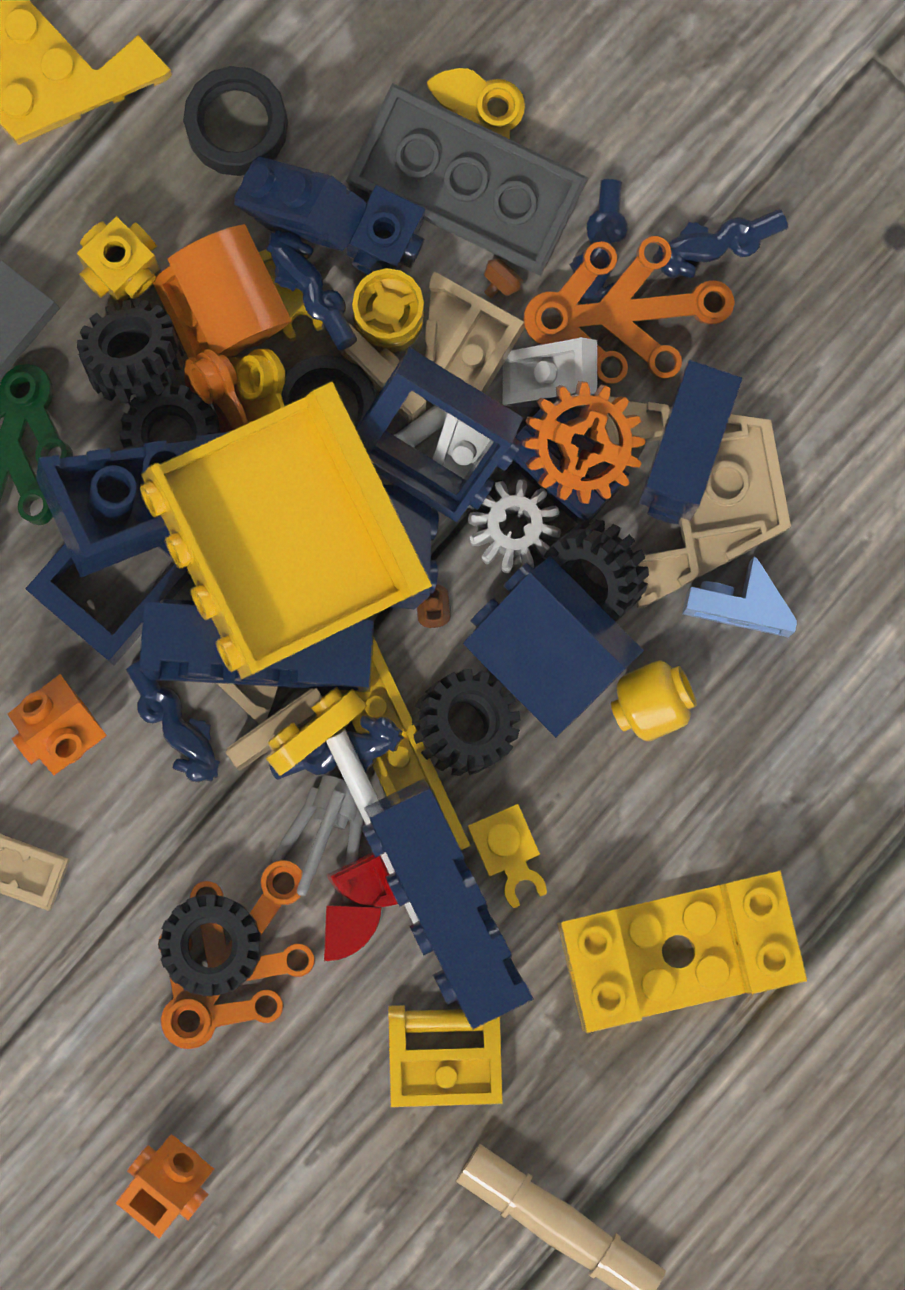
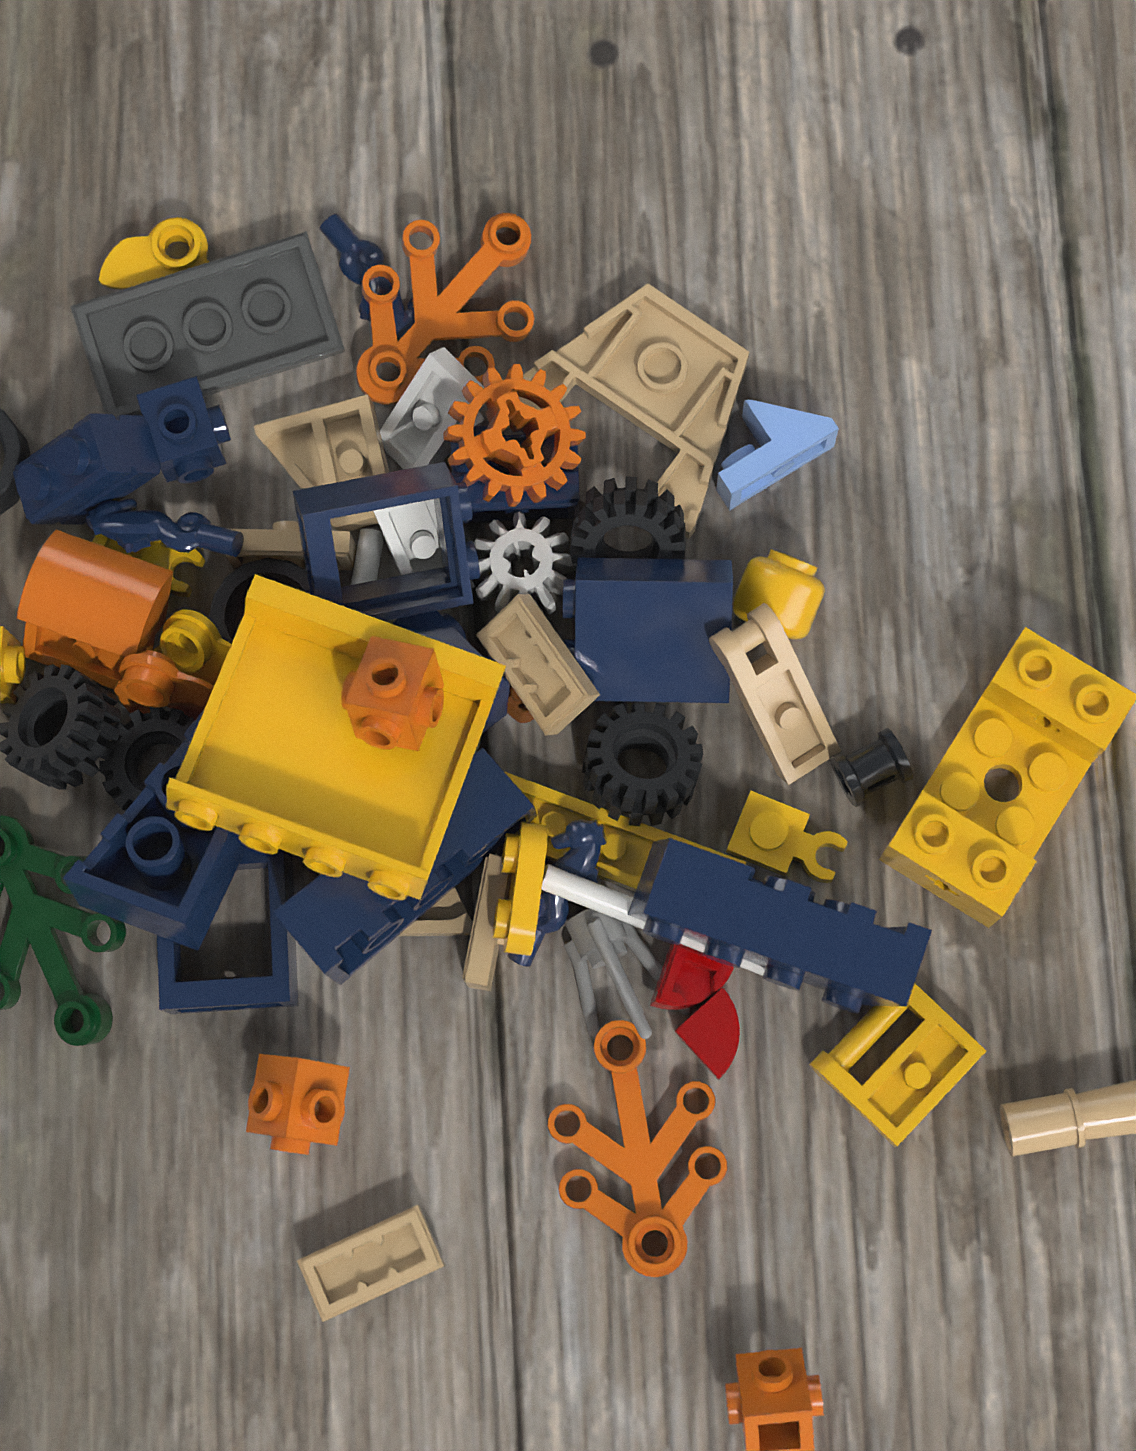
camera: 30 degrees left, 5 degrees down
(176, 937) = (569, 1158): black tyre -> none
(188, 738) = (420, 1005): dark blue animal -> none
(344, 539) = (394, 694): none -> orange brick
(388, 310) = (245, 486): yellow wheel -> none
(460, 599) = (538, 664): none -> tan plate
(501, 278) = (315, 381): dark orange rock -> none
(588, 762) = (776, 695): none -> tan plate
(606, 862) = (871, 767): none -> black bush
(689, 442) = (602, 352): dark blue brick -> none
(700, 246) = (451, 205): dark blue animal -> none

